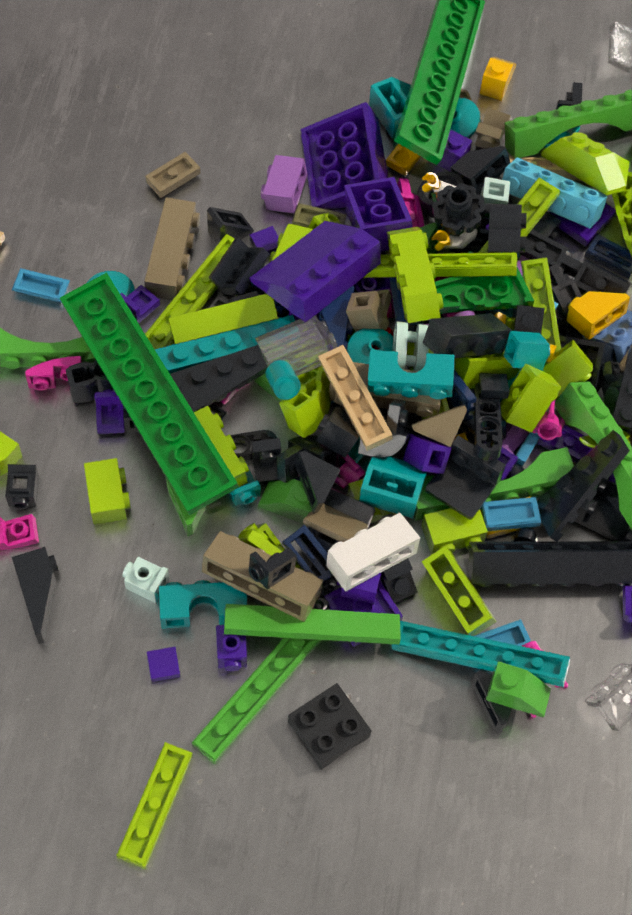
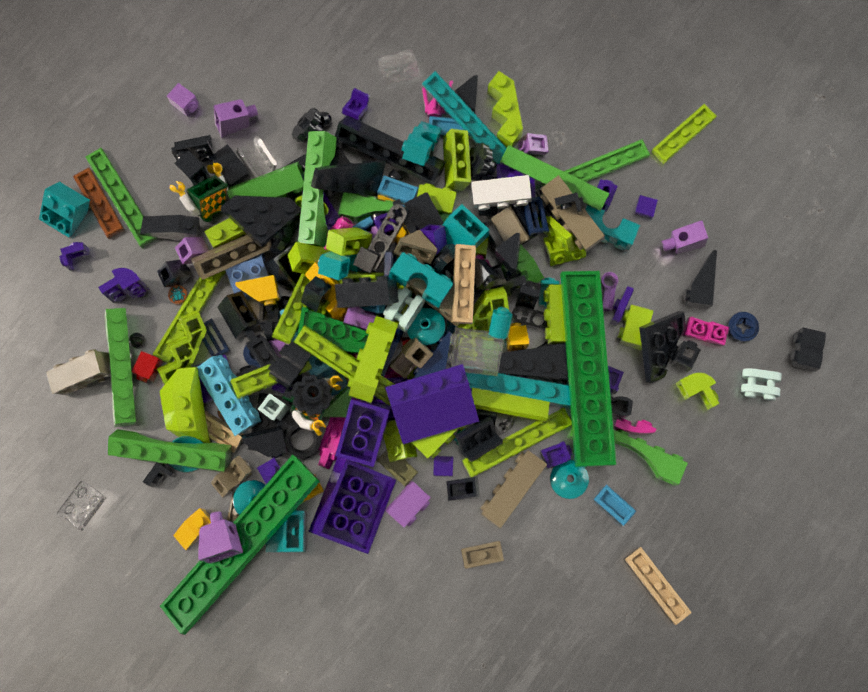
camera: 150 degrees left, 15 degrees up
(64, 481) = (660, 344): none -> black plate
(84, 635) = (693, 236): none -> medium lavender torso
(138, 509) = (620, 306): none -> dark purple plate
(148, 586) = (628, 260): light aqua brick -> none
(165, 518) = (608, 292): none -> medium lavender piece
(253, 402) = (517, 337): none -> yellow slope
(329, 725) = (570, 126): black brick -> none
(366, 672) = (533, 144): none -> medium lavender bracket
(425, 602) = (481, 161): none -> black plant
(431, 701) = (506, 110): none -> lime brick
(465, 57) = (218, 540): none -> medium lavender torso
(518, 690) = (462, 83): bright green slope -> none
(522, 602) = (420, 143): none -> teal arch

